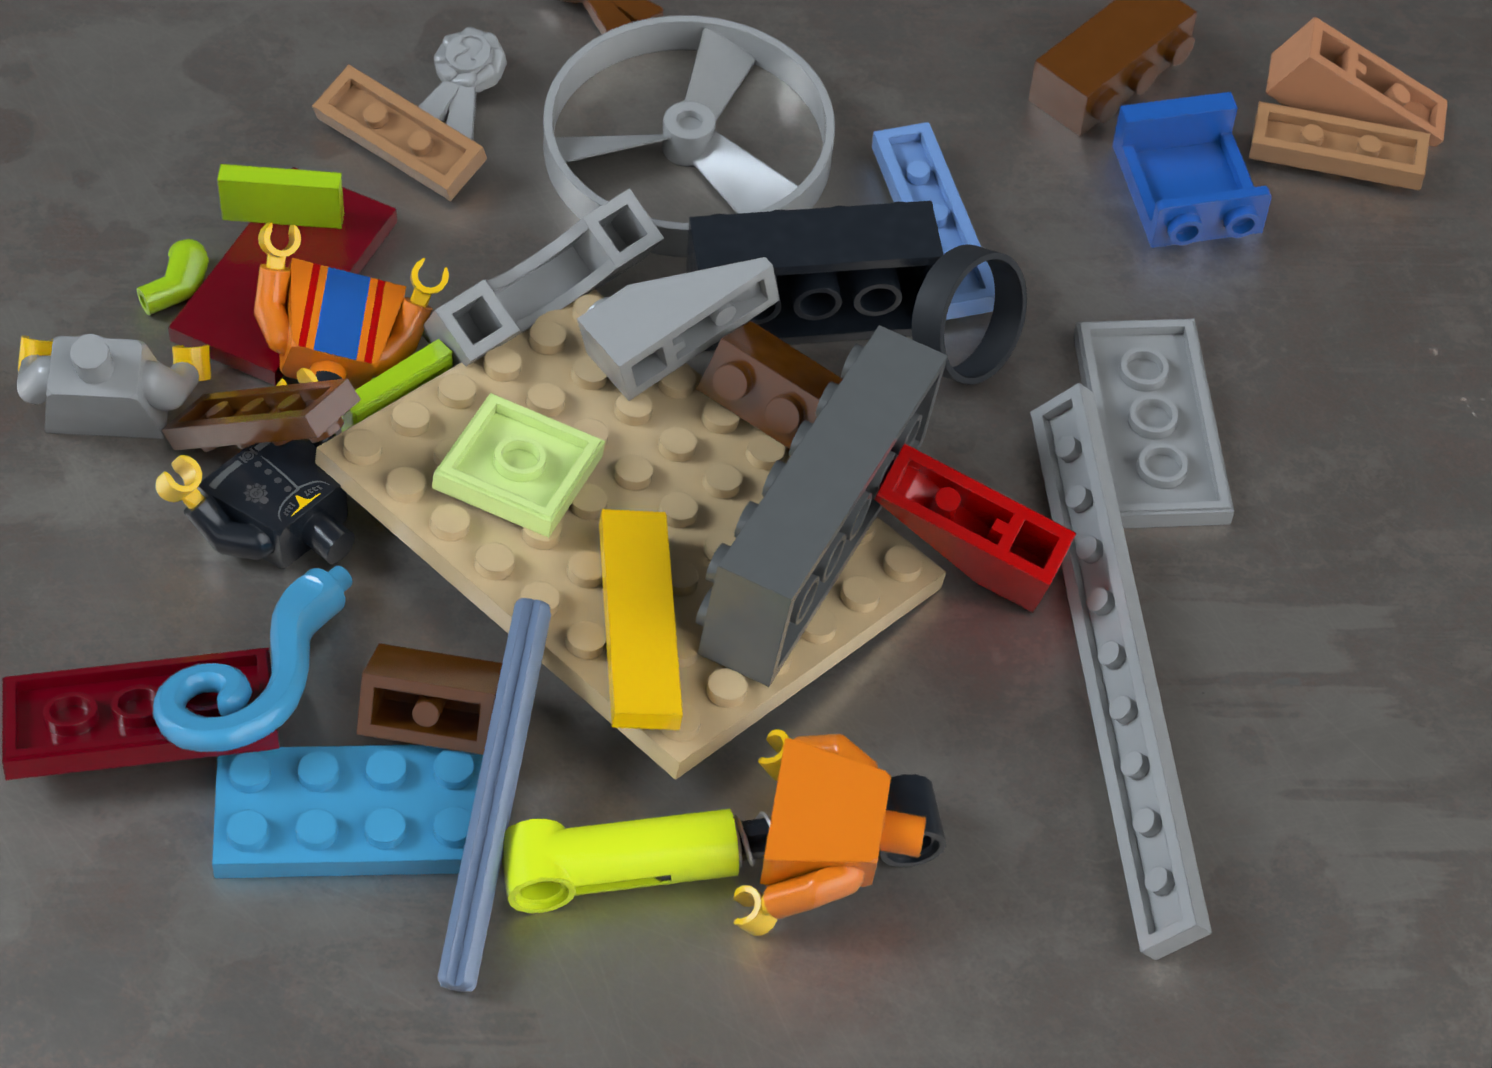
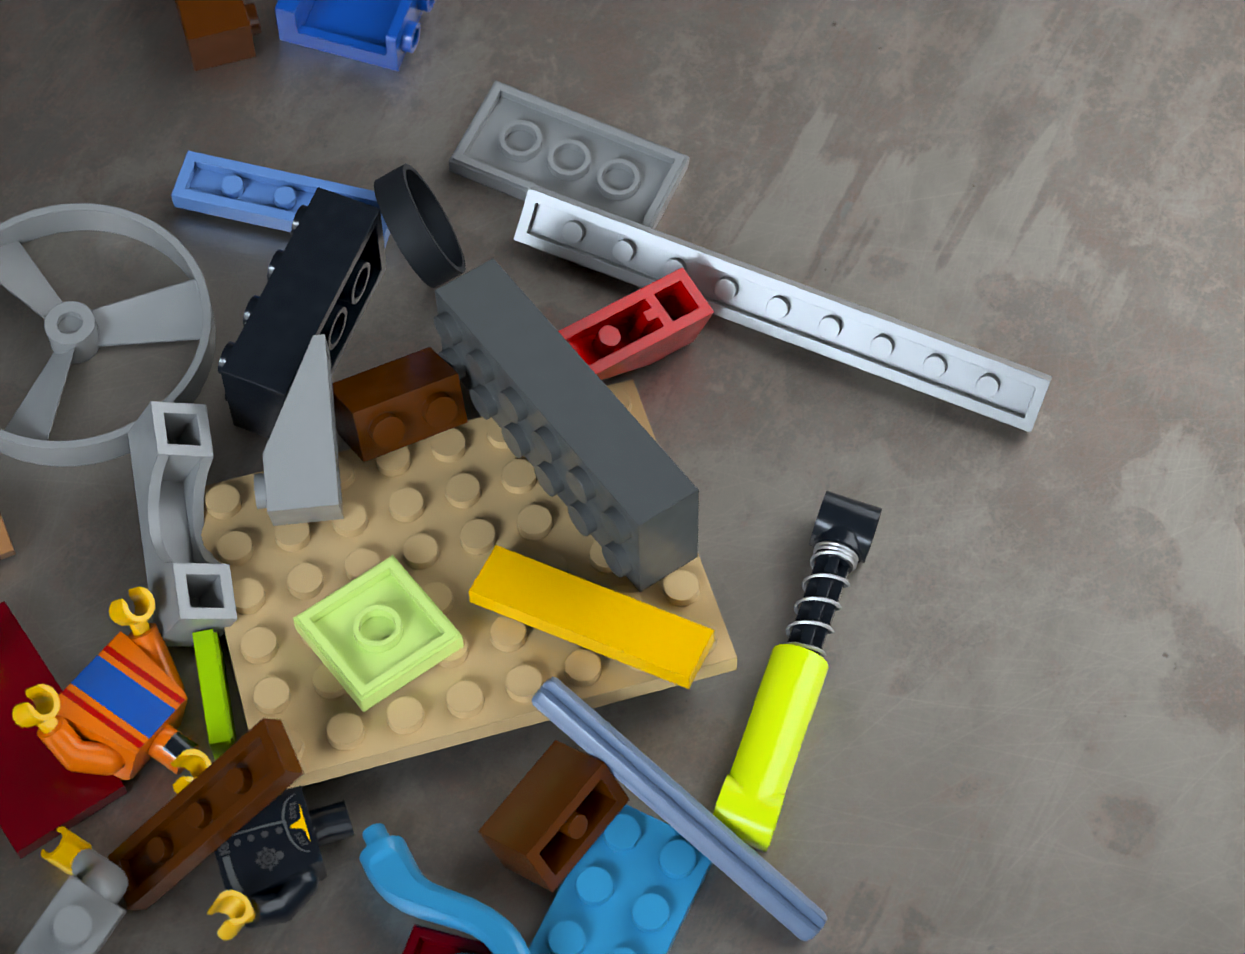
camera: 60 degrees left, 10 degrees up
(823, 828) = (846, 581): orange torso -> none

